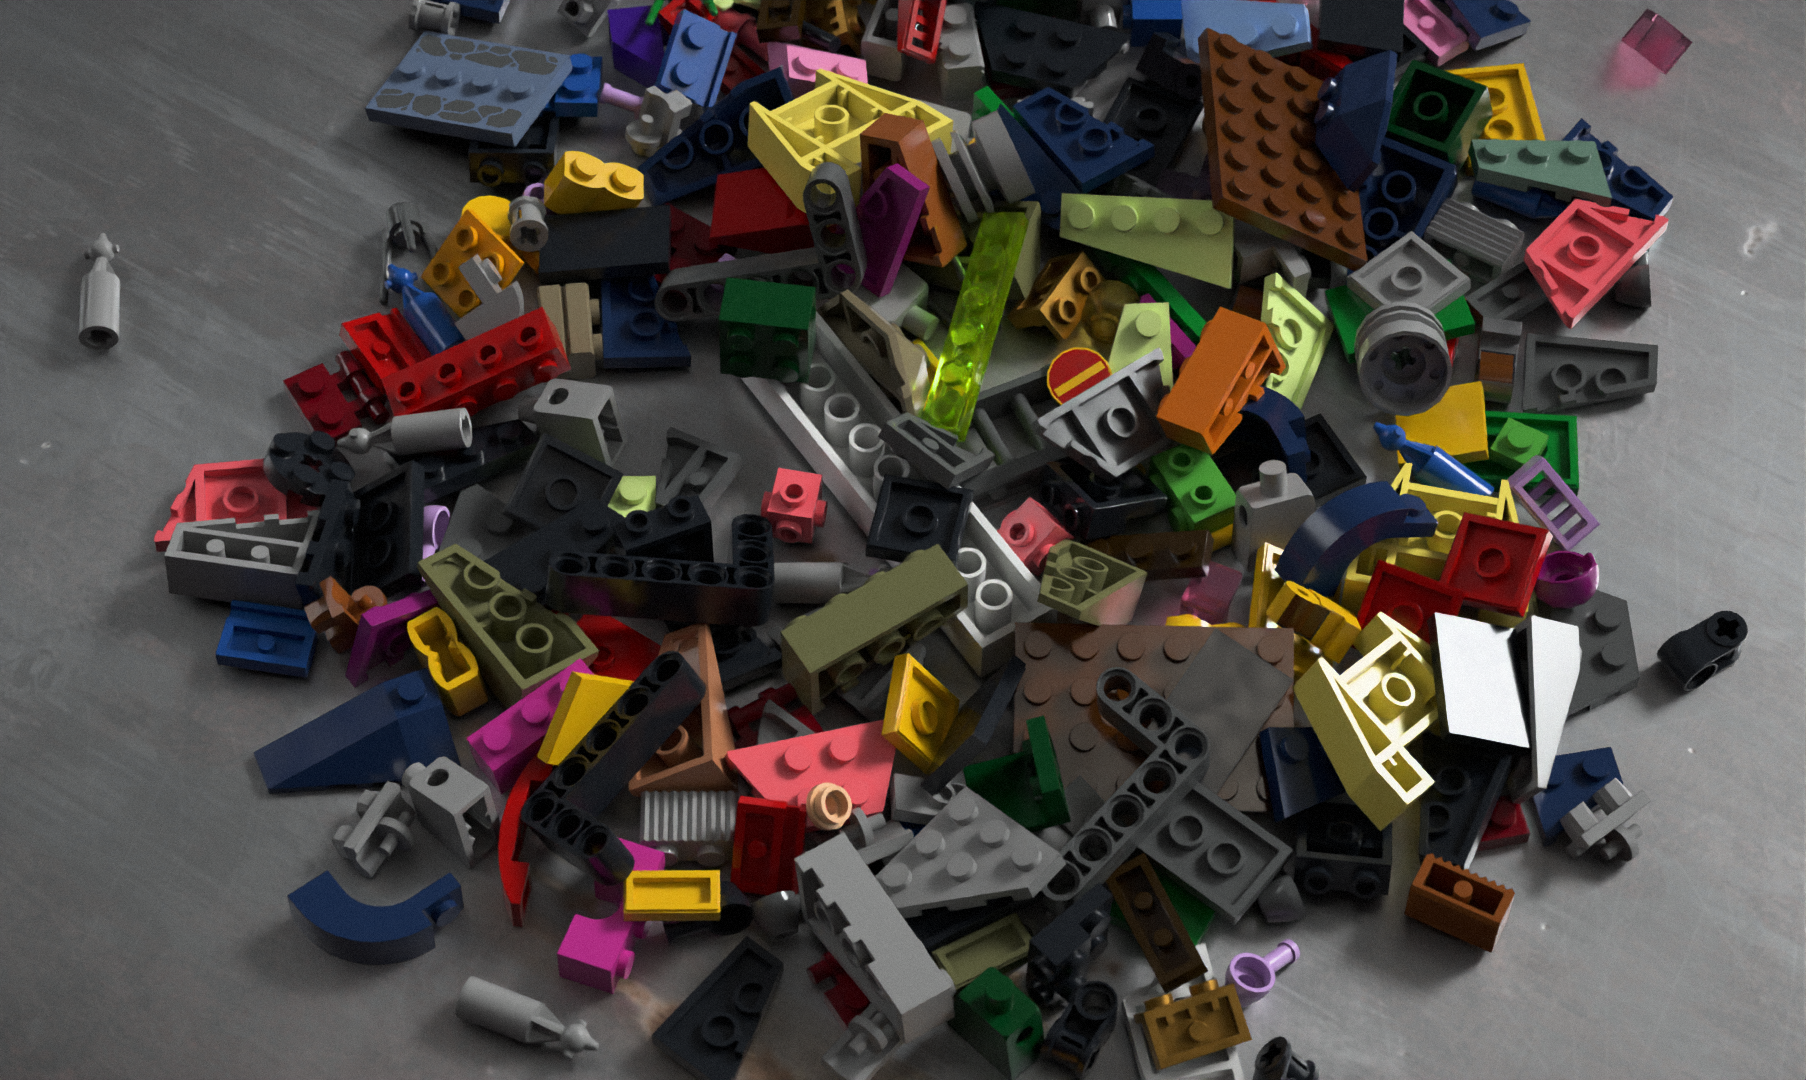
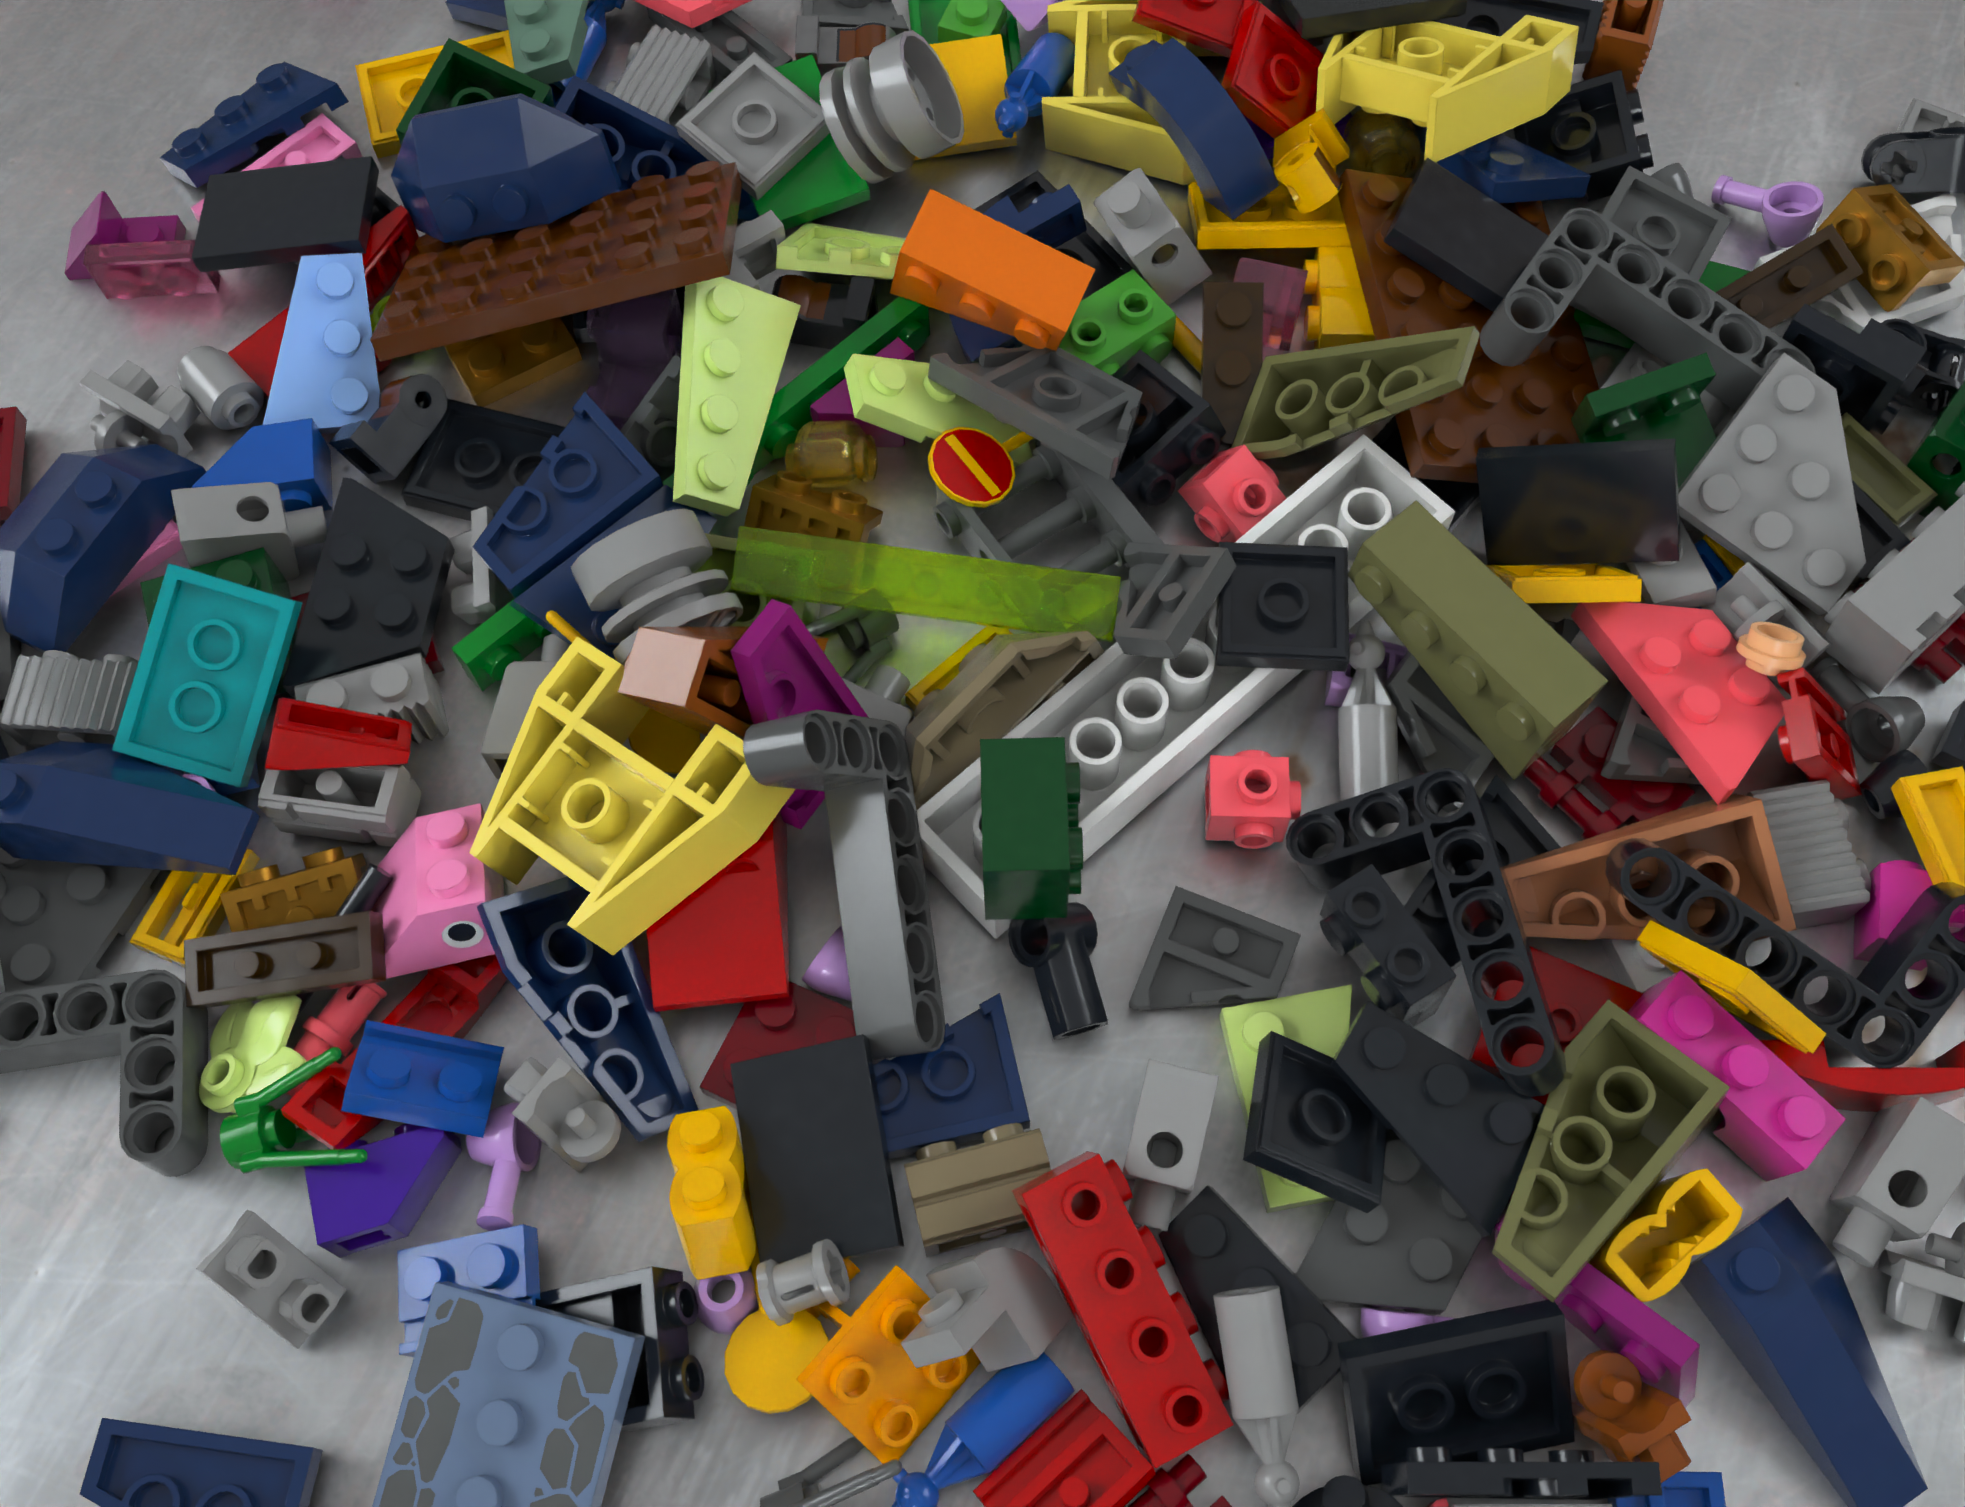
camera: 95 degrees left, 10 degrees up
(698, 391) = (1062, 966): none -> black piece

